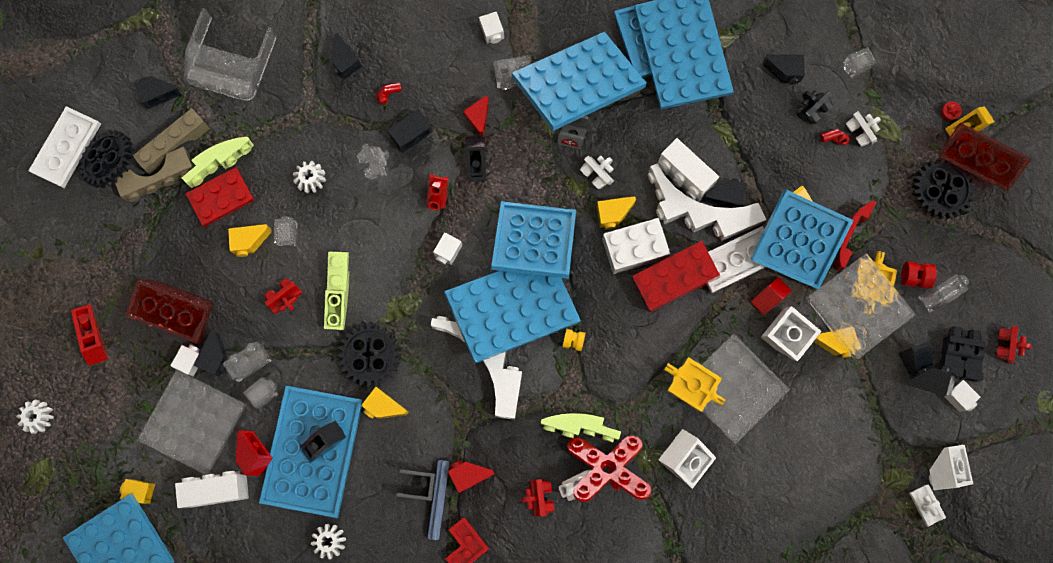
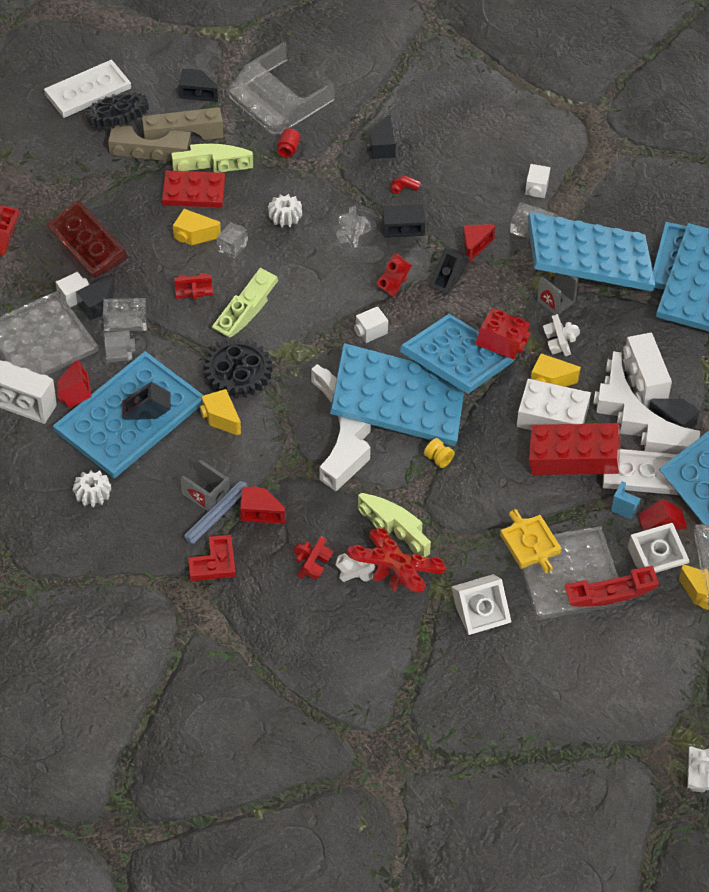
camera: 30 degrees right, 25 degrees down
(268, 106) = (288, 143): none -> red brick
(557, 199) = (503, 334): none -> red brick
(737, 298) = (624, 503): none -> dark azure panel
(778, 390) = (613, 590): none -> red slope

